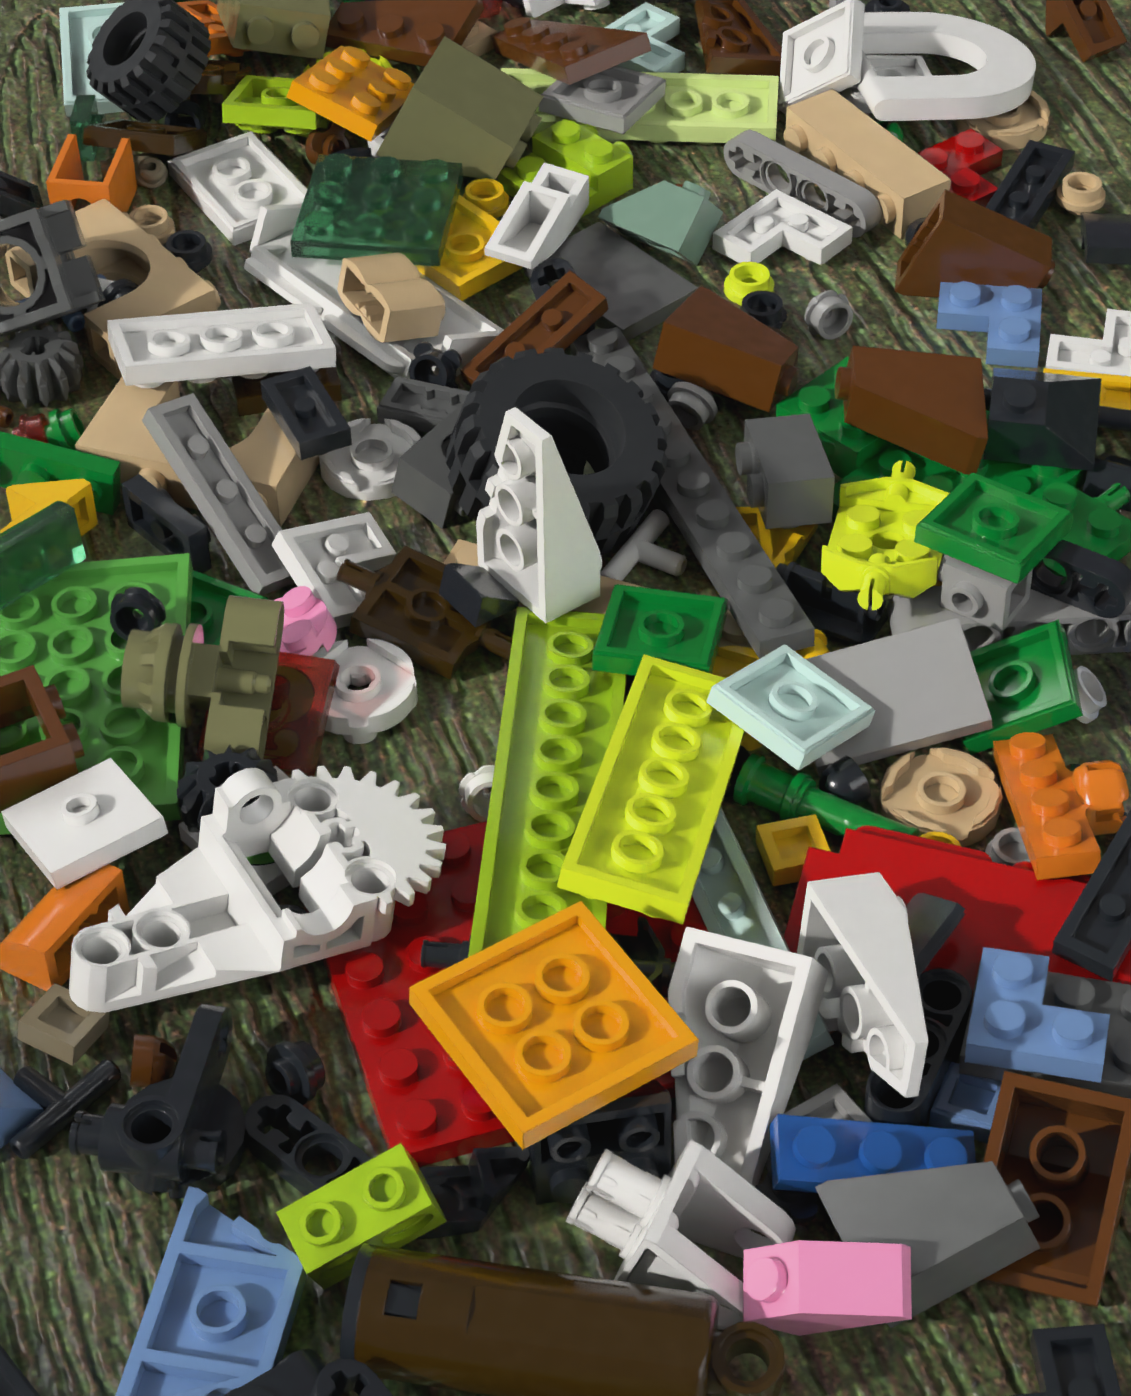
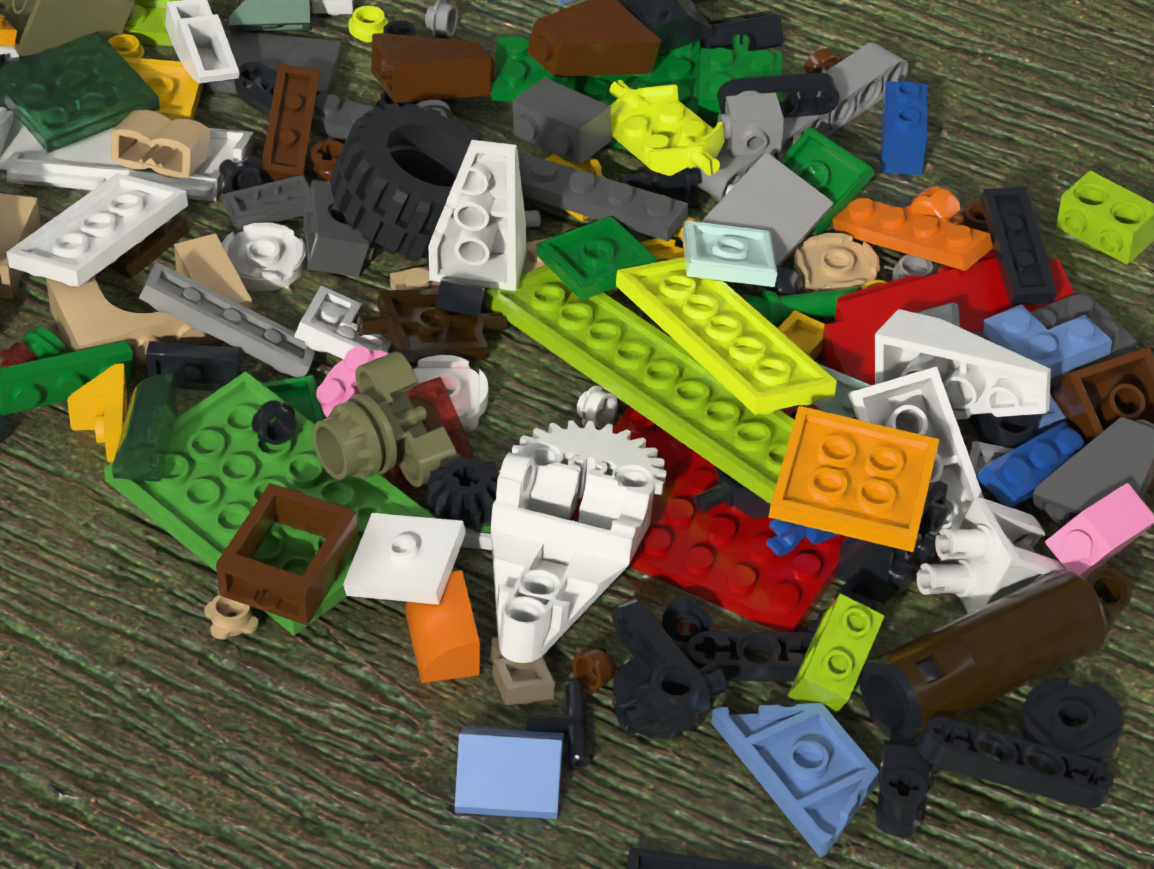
camera: 45 degrees left, 0 degrees up
(306, 413) = (223, 240): black plate -> none
(994, 527) = (740, 86): green tile -> none

